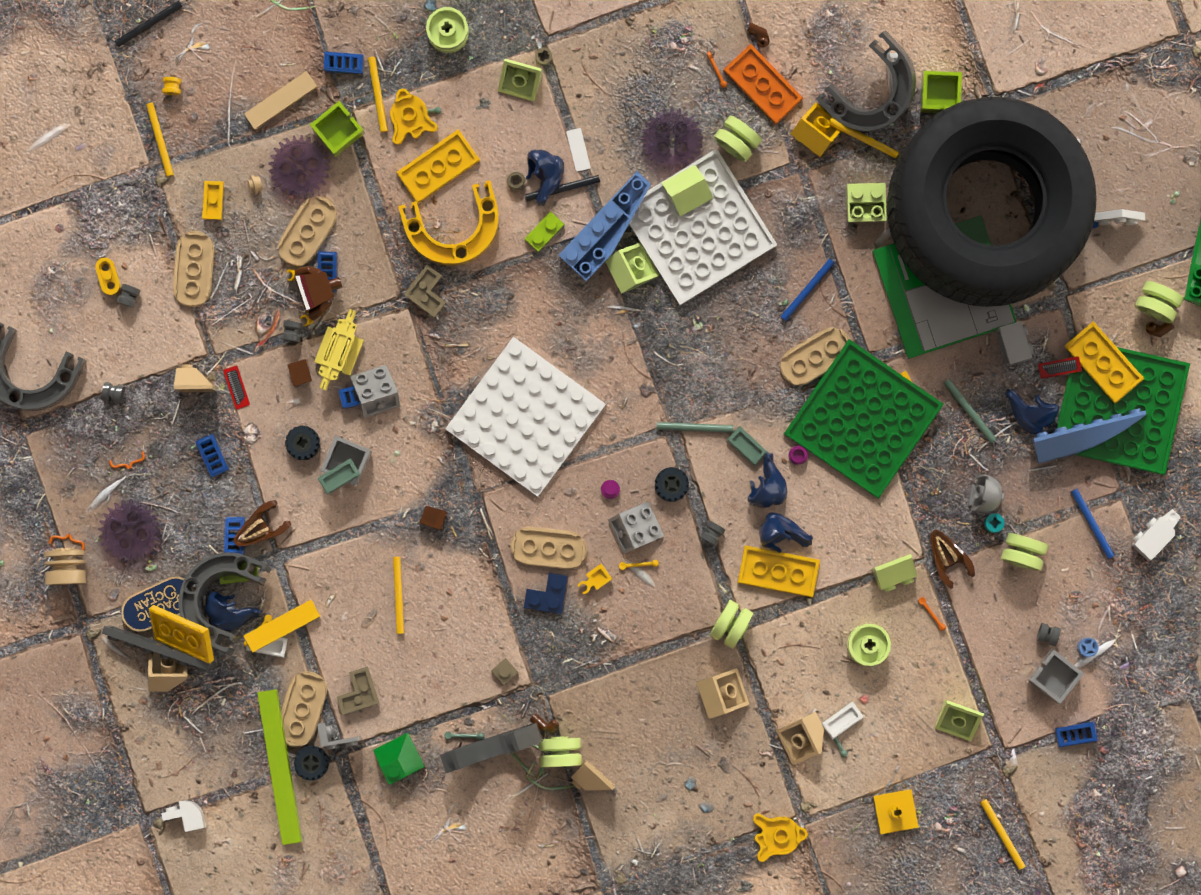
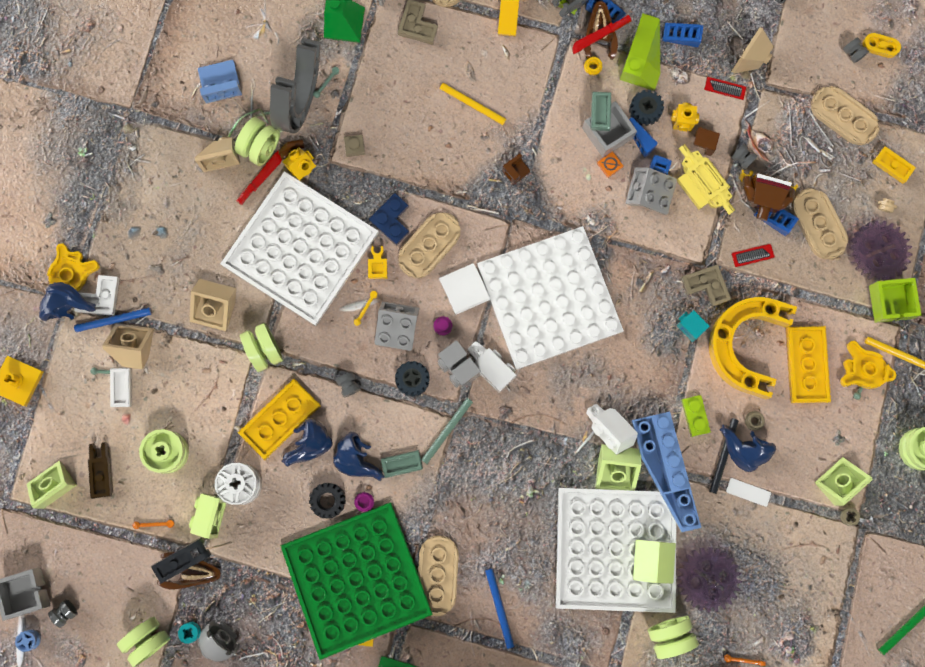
camera: 120 degrees right, 5 degrees down
(255, 475) = (643, 60): none -> lime wedge
(271, 528) = (599, 34): none -> red piece
(288, 511) = (593, 61): none -> yellow plate
(295, 409) = (685, 117): none -> yellow brick
(334, 427) = (643, 139): none -> blue slope
(372, 270) = (753, 255): none -> sticker
(374, 441) = (610, 164): none -> orange tile
(470, 282) = (692, 325): none -> teal brick
(526, 828) = (219, 81): none -> medium blue bracket
(553, 705) = (299, 163): none -> yellow brick
(566, 492) = (464, 289): none -> white slope
(574, 731) = (271, 165): none -> red piece
(603, 293) = (612, 428): none -> white hinge
(618, 425) = (492, 367): none -> white hinge
(625, 654) = (299, 248): none -> white plate
(636, 451) = (461, 369): none -> light grey piece
(783, 788) = (105, 296): none -> white plate
(792, 769) = (112, 320): none -> blue bar
(804, 822) = (60, 299): none -> dark blue piece
(823, 475) = (315, 500): none -> black tyre
(841, 565) = (248, 489): none -> white wheel
(921, 686) = (99, 472): none -> dark brown hinge
(943, 567) = (180, 560): none -> black plate

